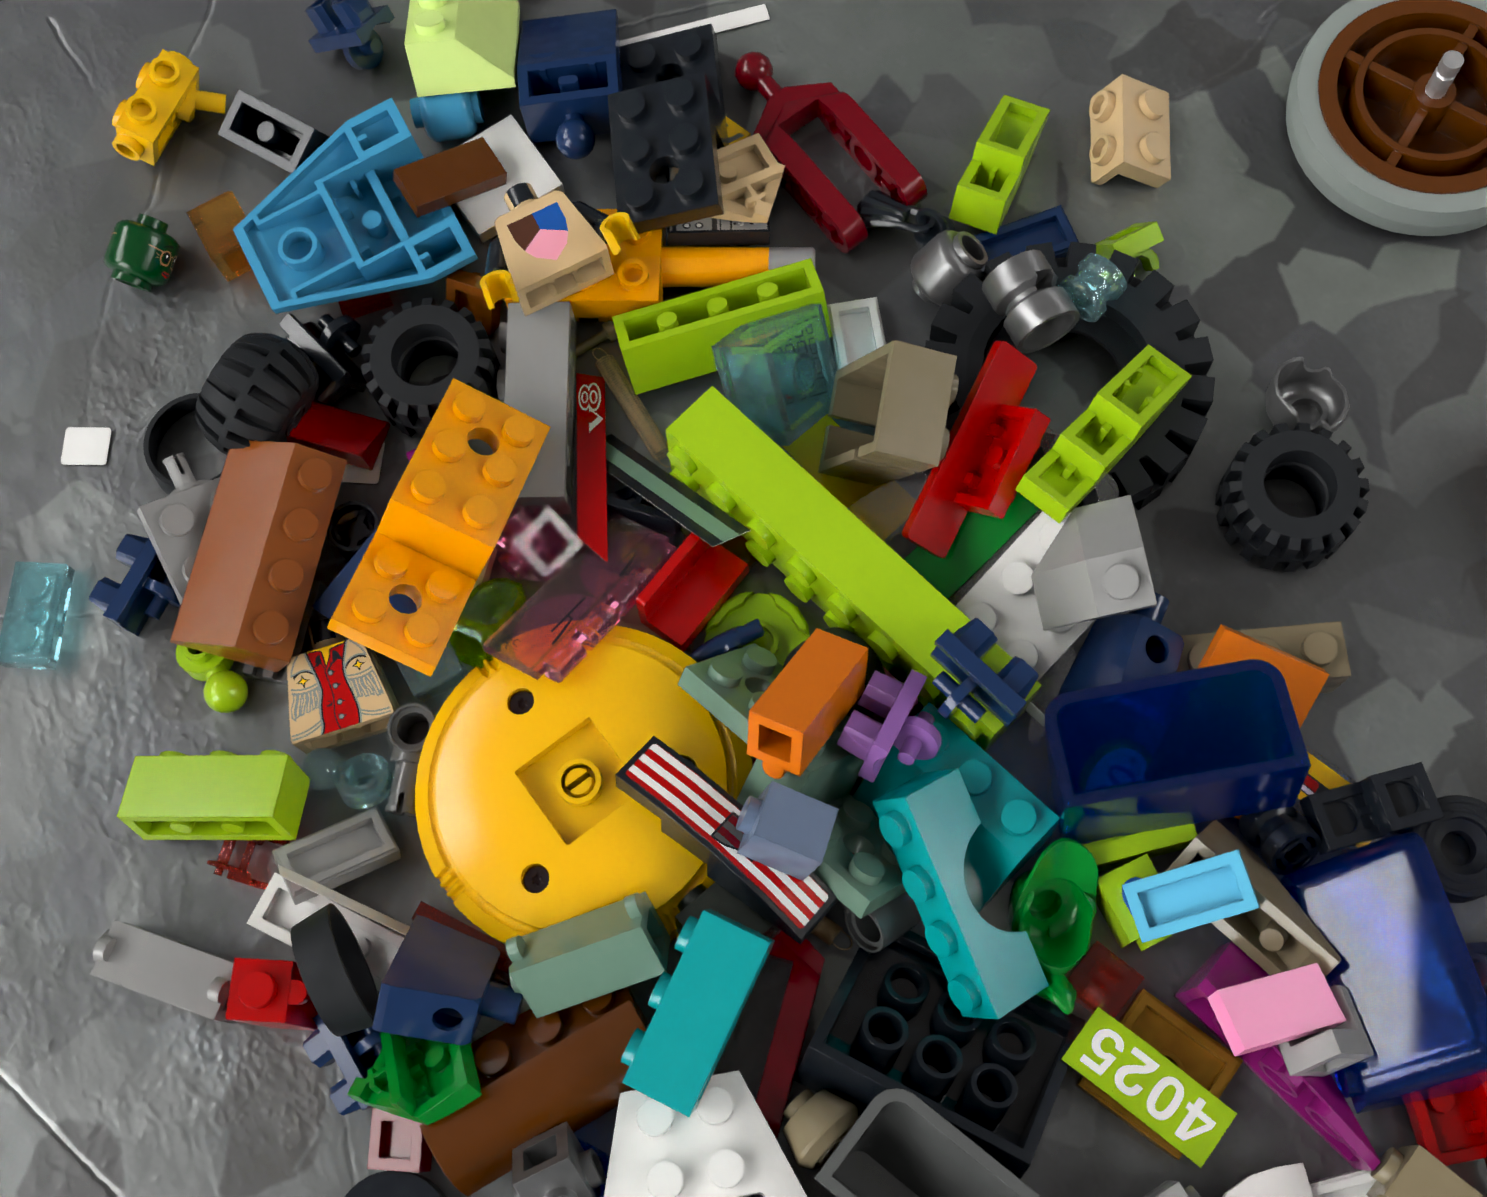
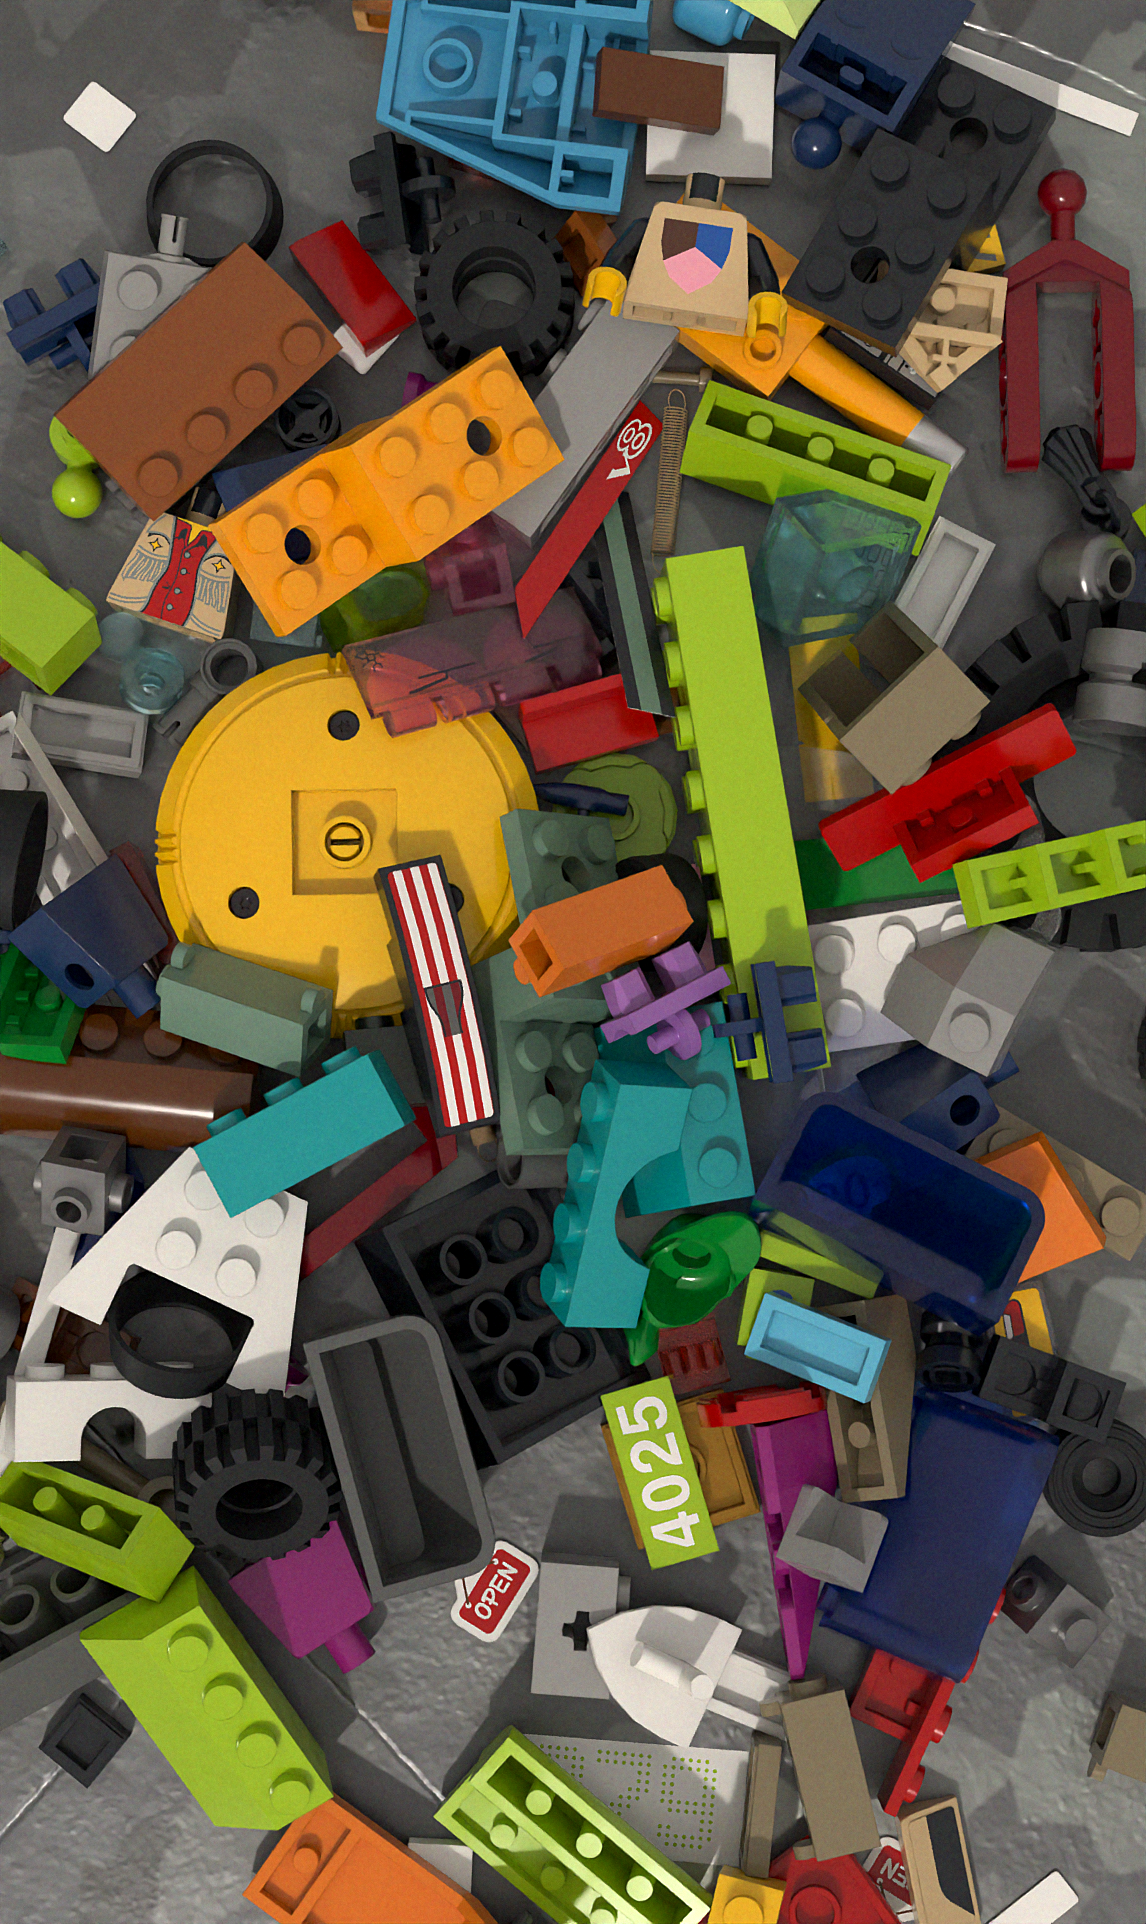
camera: 30 degrees right, 15 degrees up
(256, 392) = (300, 206): black wheel -> none
(786, 830) = (493, 1033): sand blue brick -> none
(817, 1126) = (344, 1297): dark tan cone -> none
(1183, 971) = (760, 1405): none -> red tile
(1276, 1009) = (807, 1496): bright pink tile -> none

